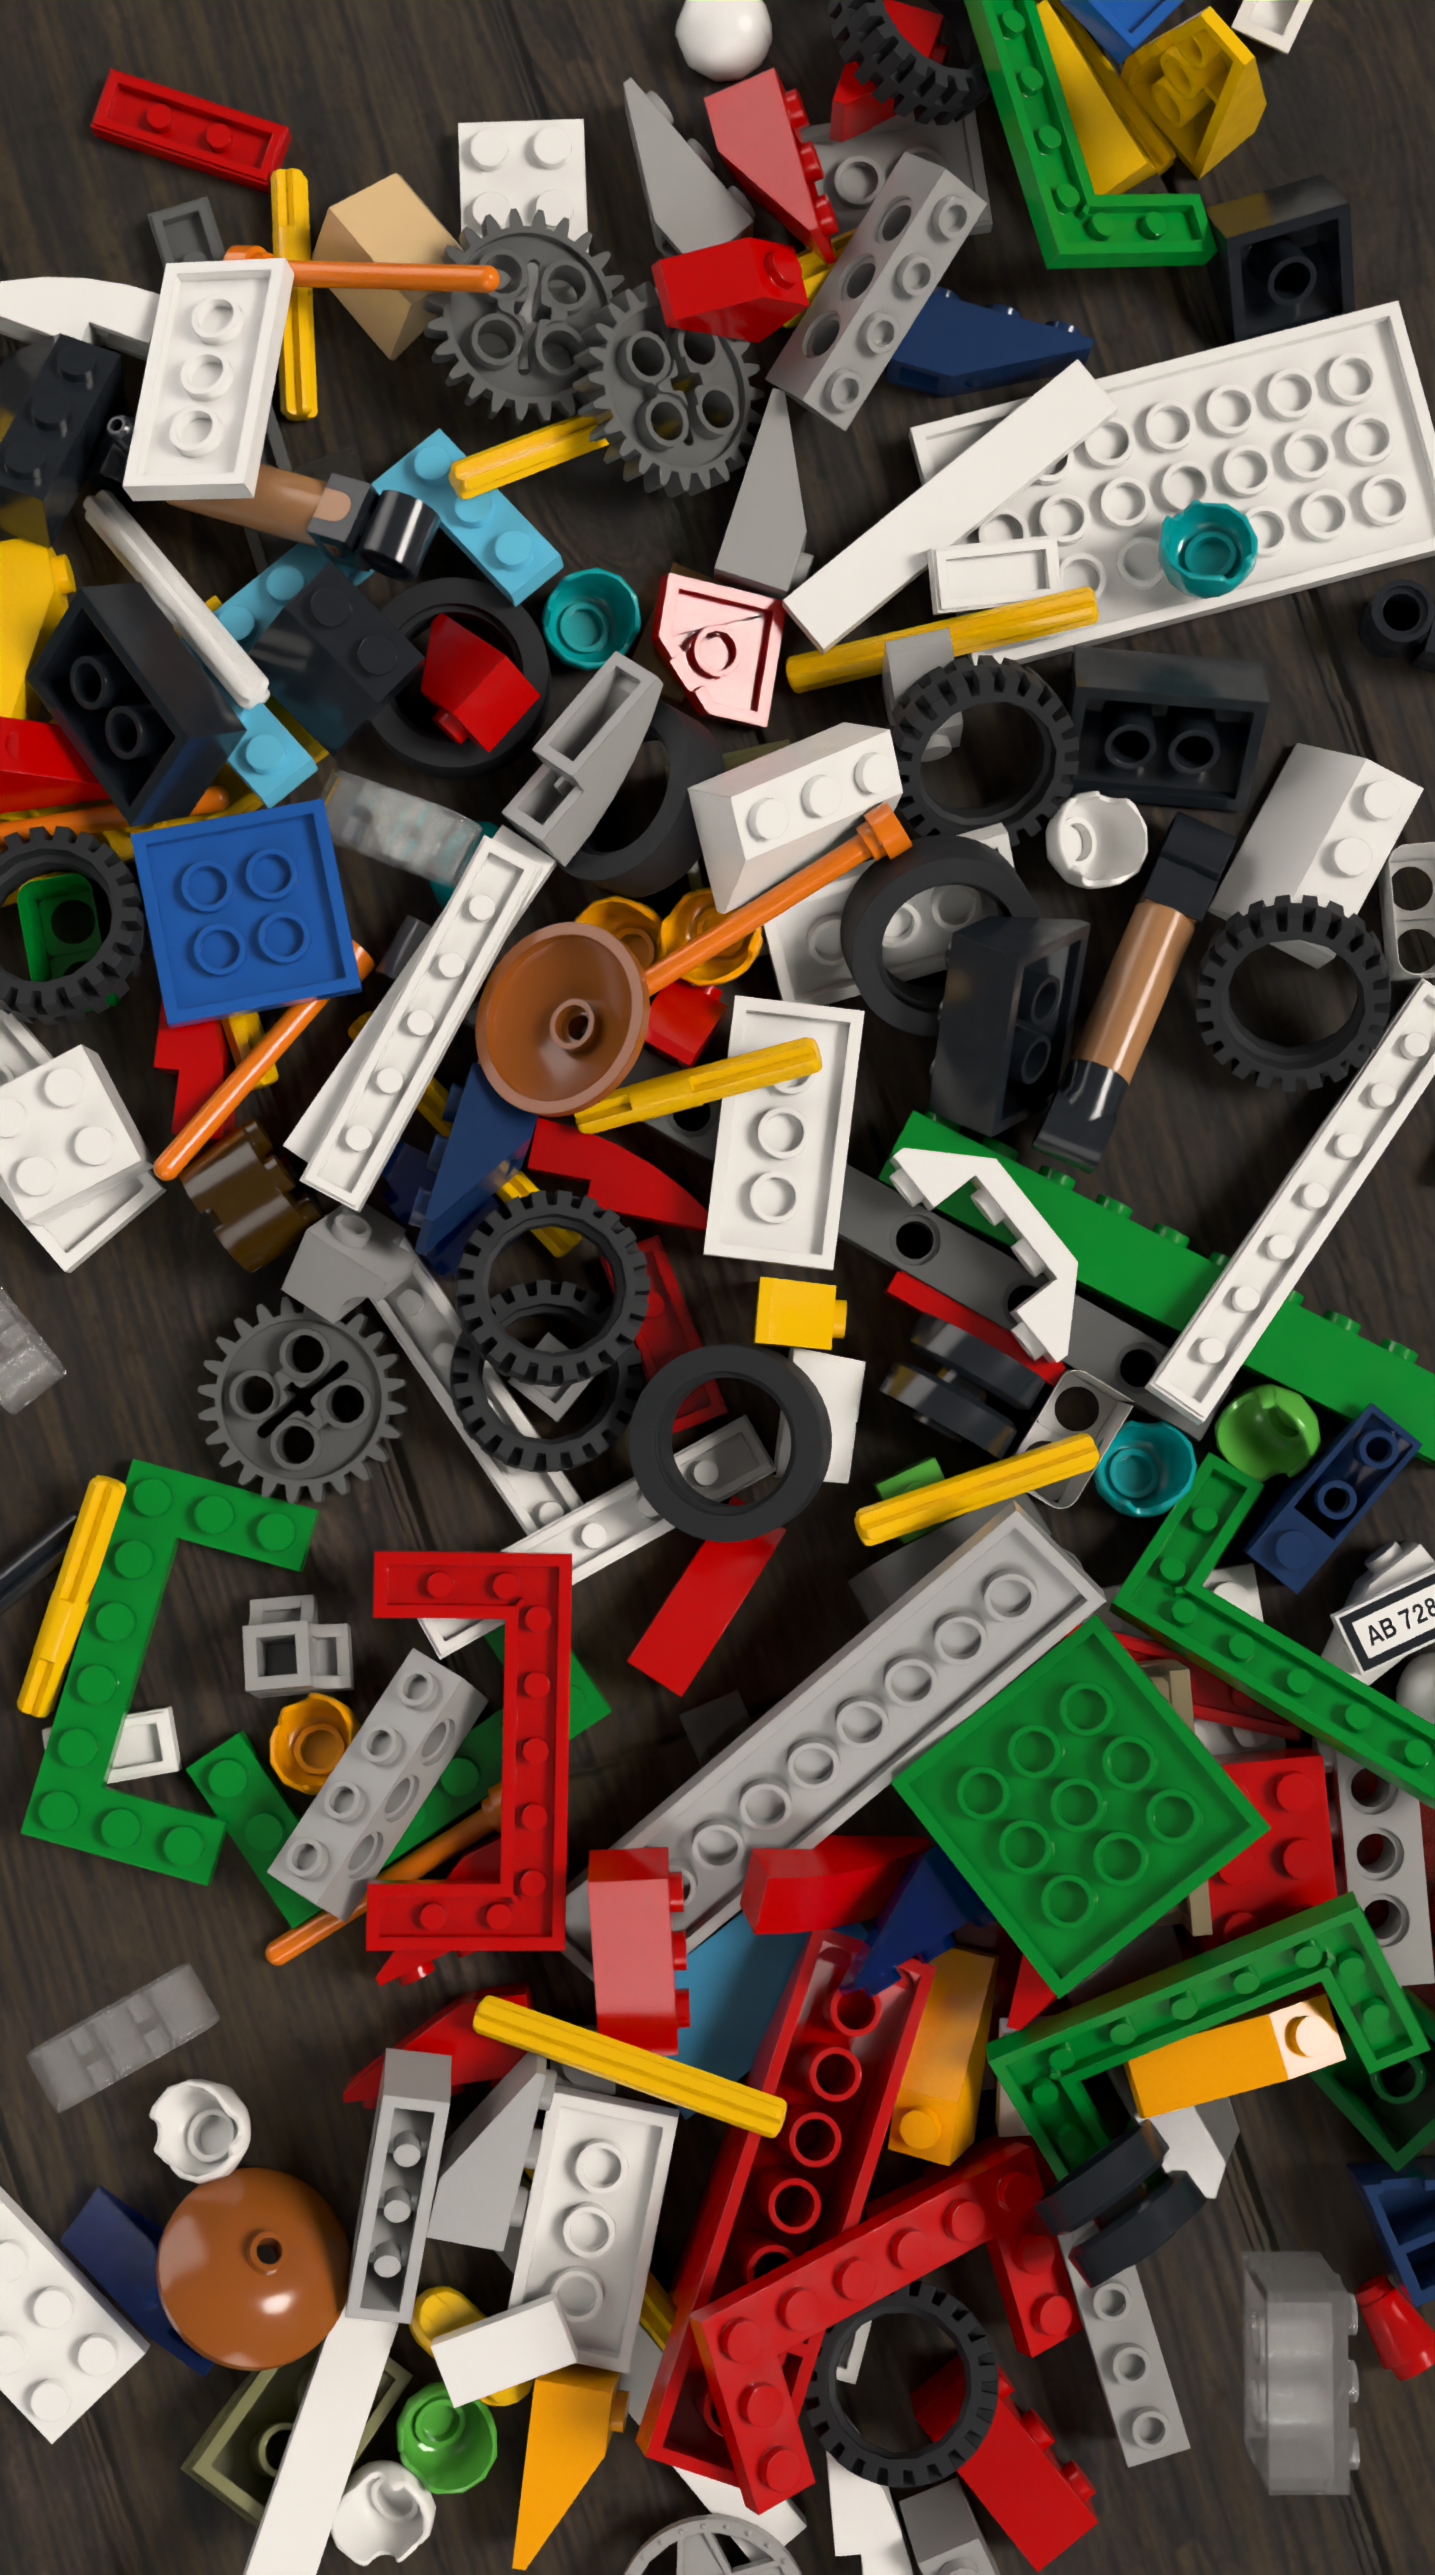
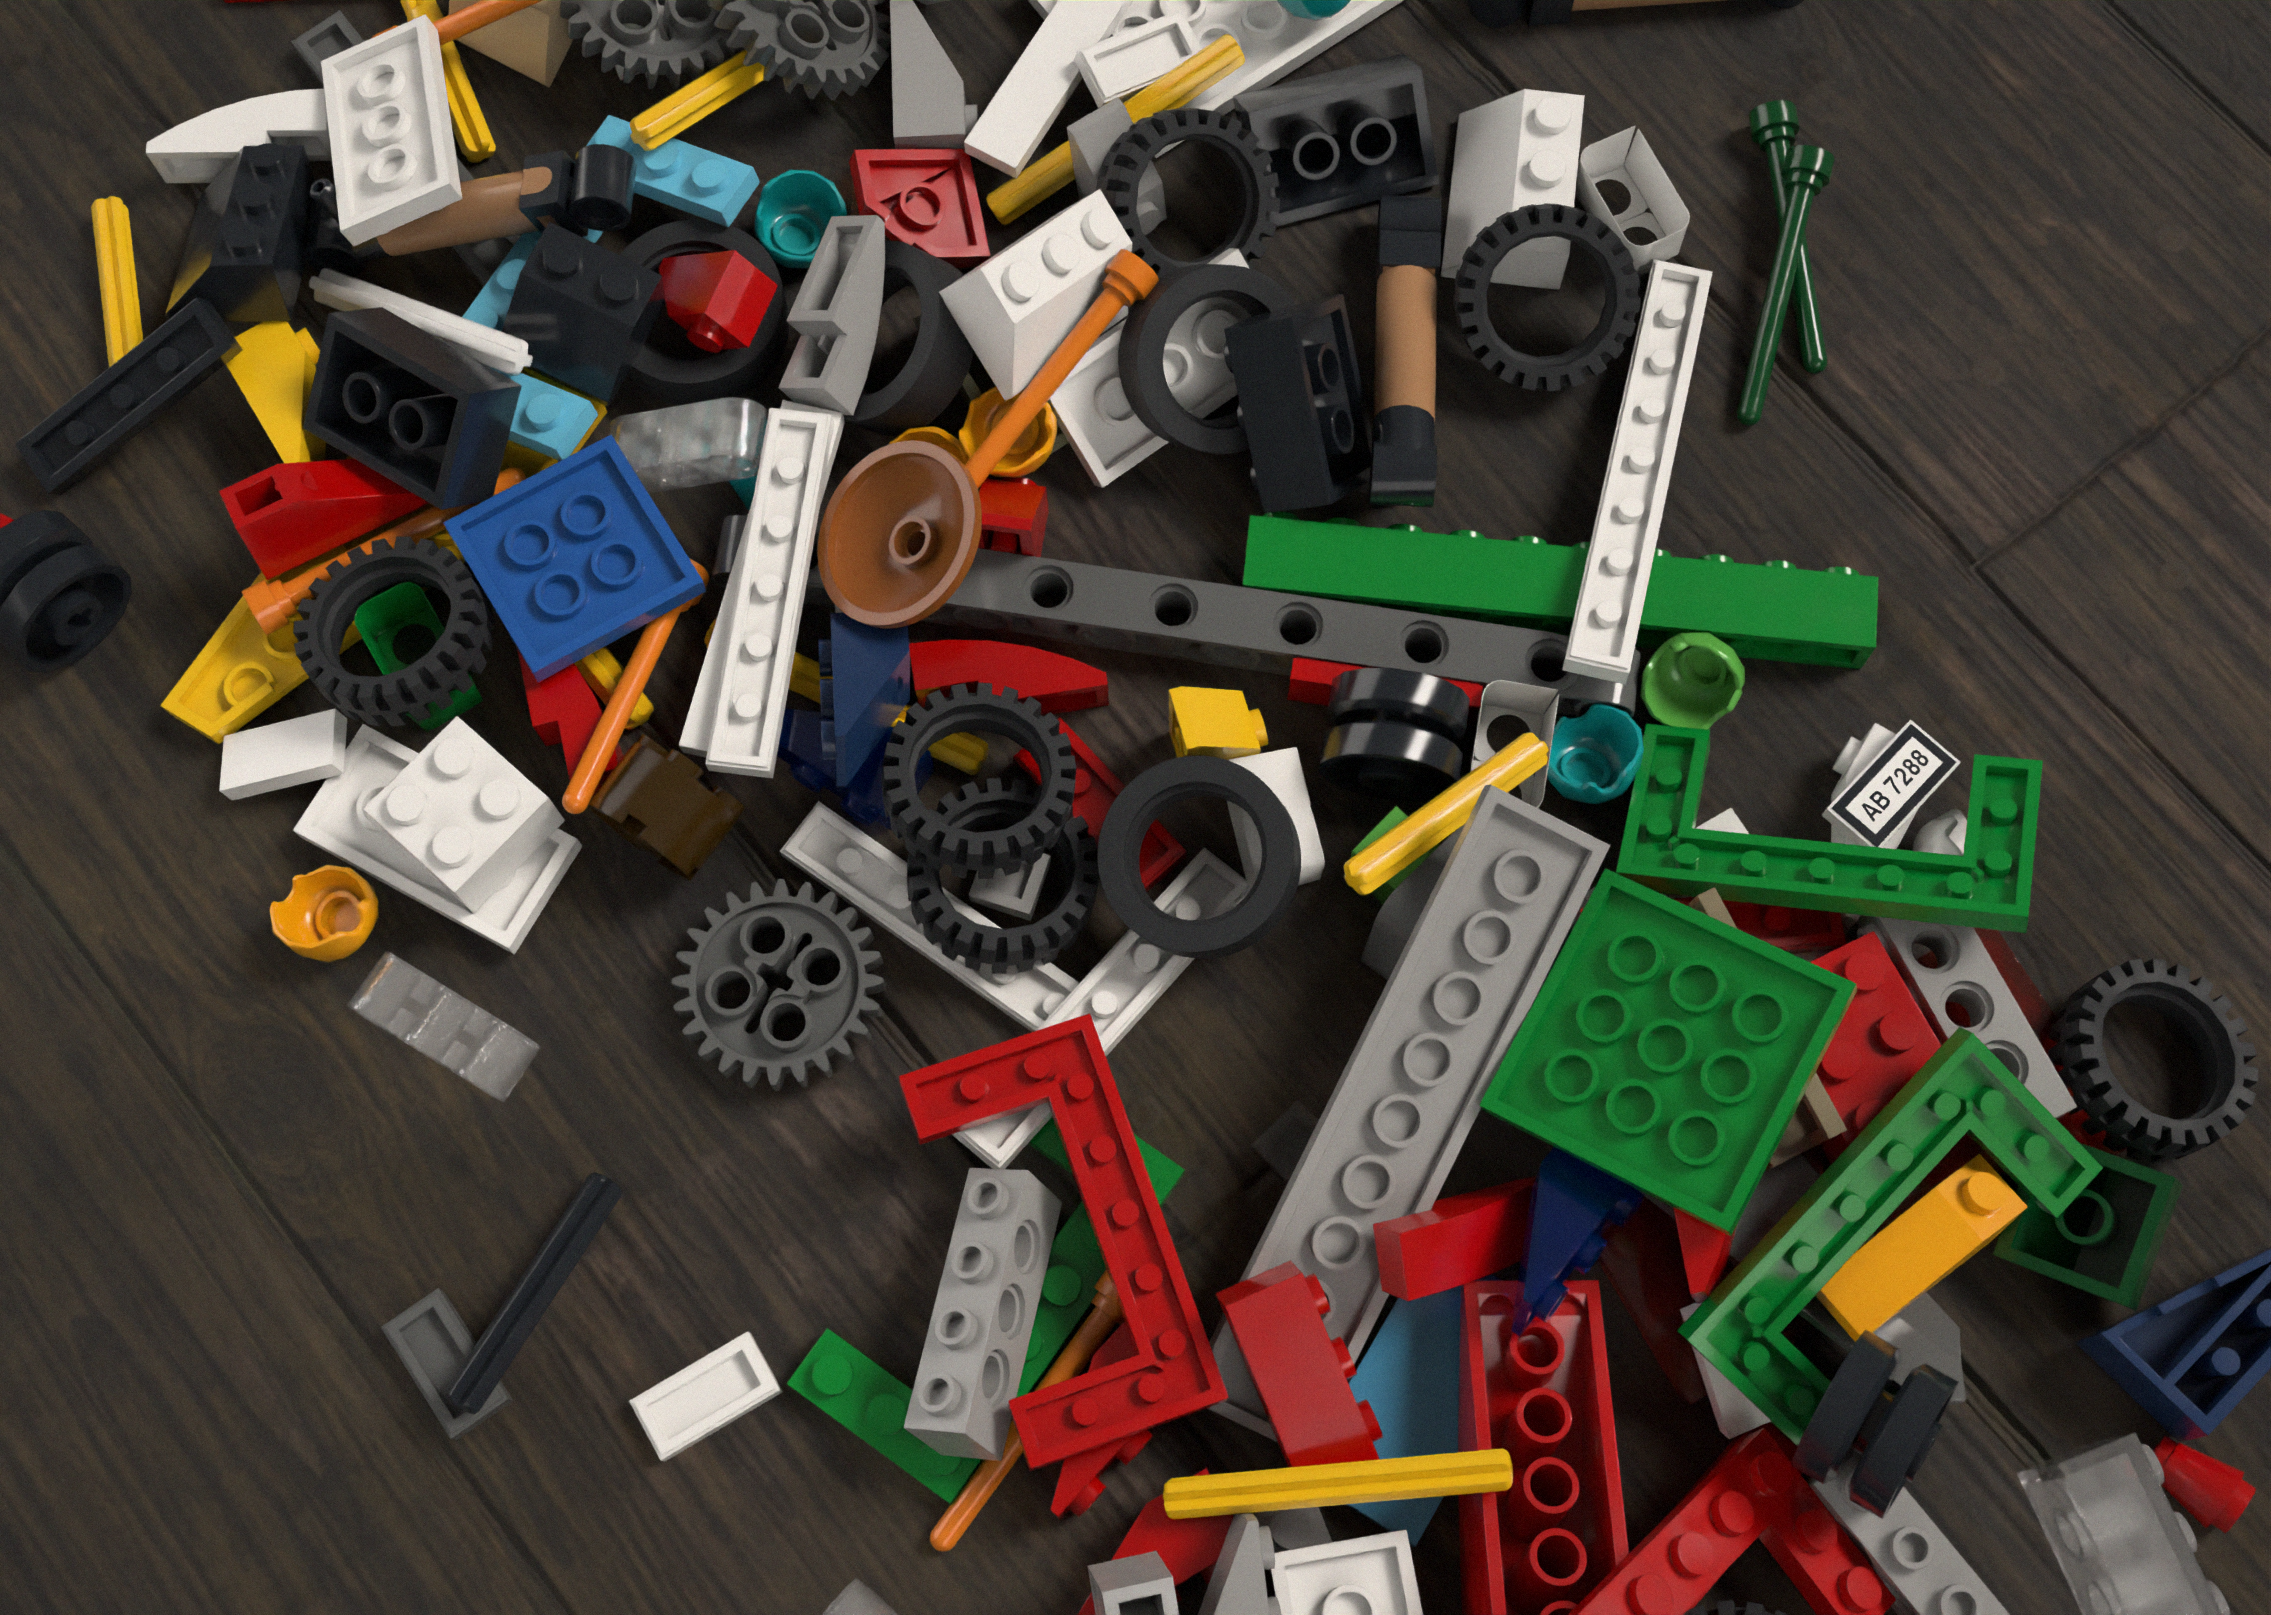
camera: 15 degrees left, 15 degrees down
(71, 1596) = (615, 1254): yellow axle -> none
(71, 1790) = (679, 1446): green plate -> none
(292, 1652) = (856, 1225): light grey brick -> none
(311, 1741) = (900, 1302): light orange hair -> none
(348, 1260) = (772, 834): light grey brick -> none
(701, 1607) = (1232, 1032): red slope -> none
(702, 1085) = (1045, 550): yellow axle -> none
(786, 1142) = (1141, 570): white plate -> none
(945, 2070) = (1648, 1381): light orange slope -> none
(1045, 1315) = (1294, 551): white slope -> none
(1096, 840) = (1318, 243): white hair -> none
(1328, 1498) = (1772, 718): dark blue slope -> none

